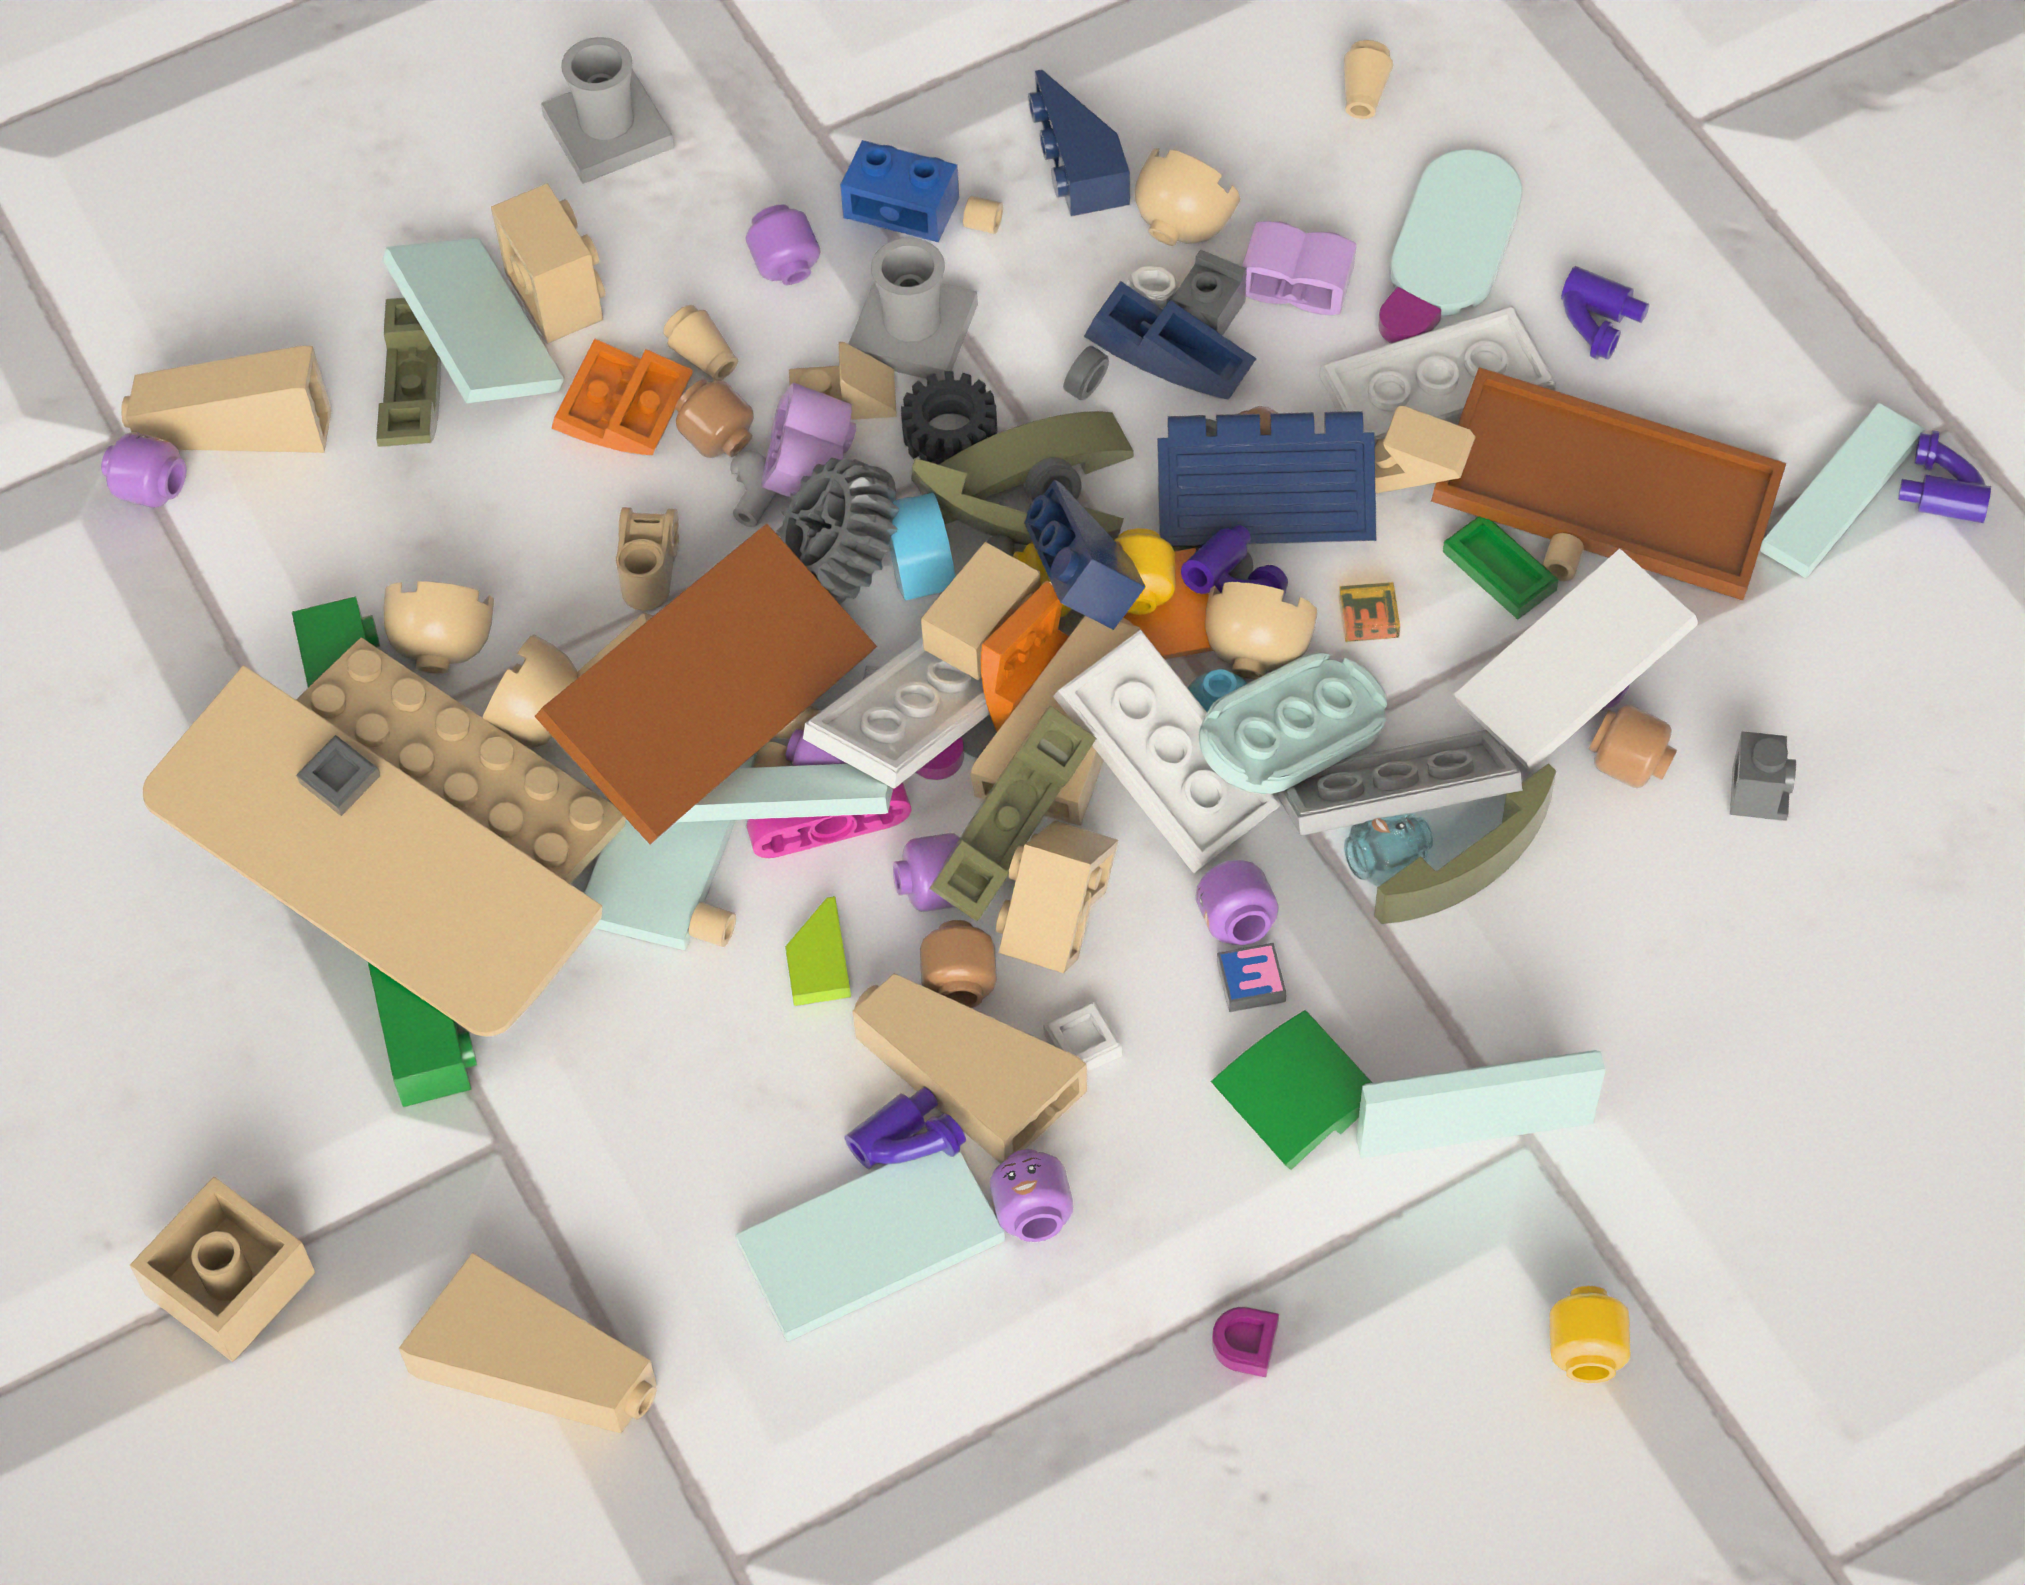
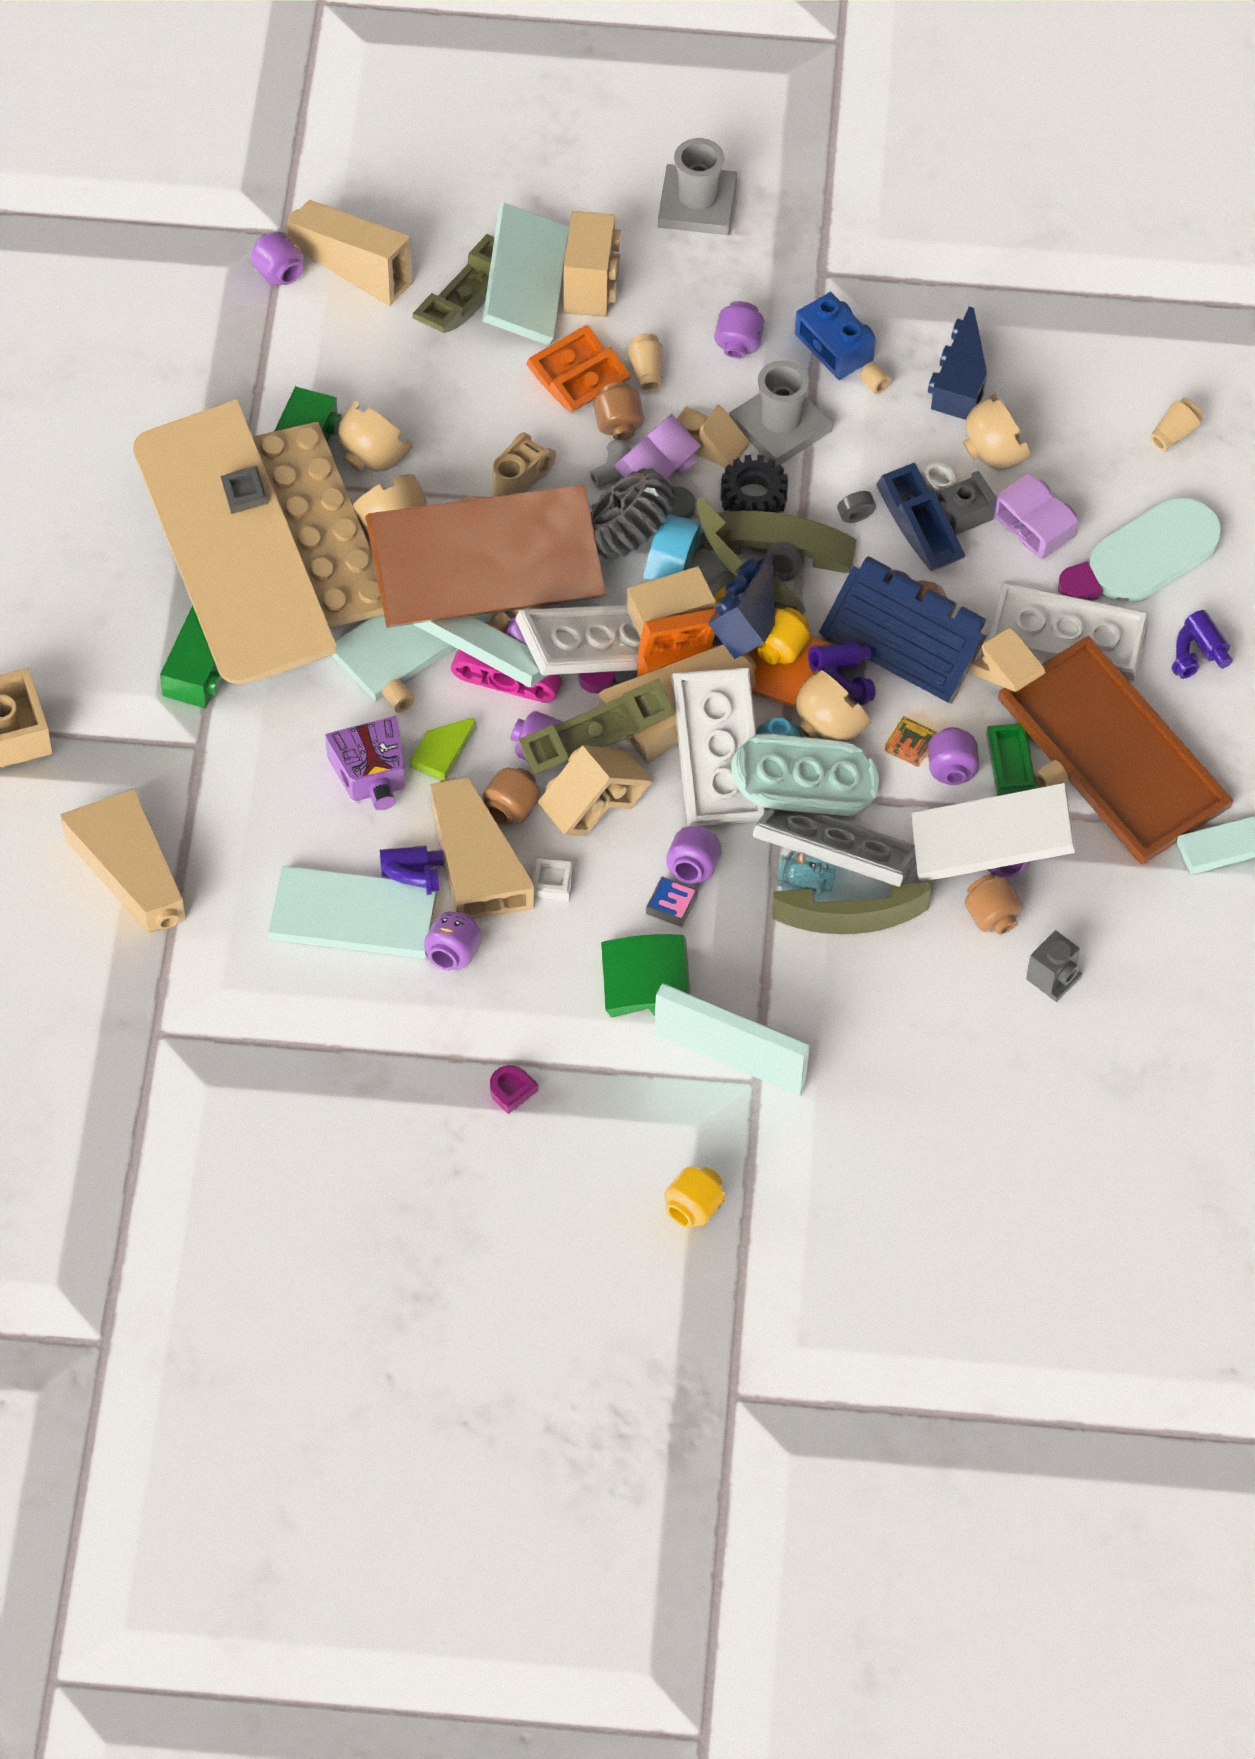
camera: 30 degrees right, 0 degrees up
(744, 1029) = (369, 761): none -> medium lavender torso
(1440, 598) = (953, 754): none -> medium lavender head

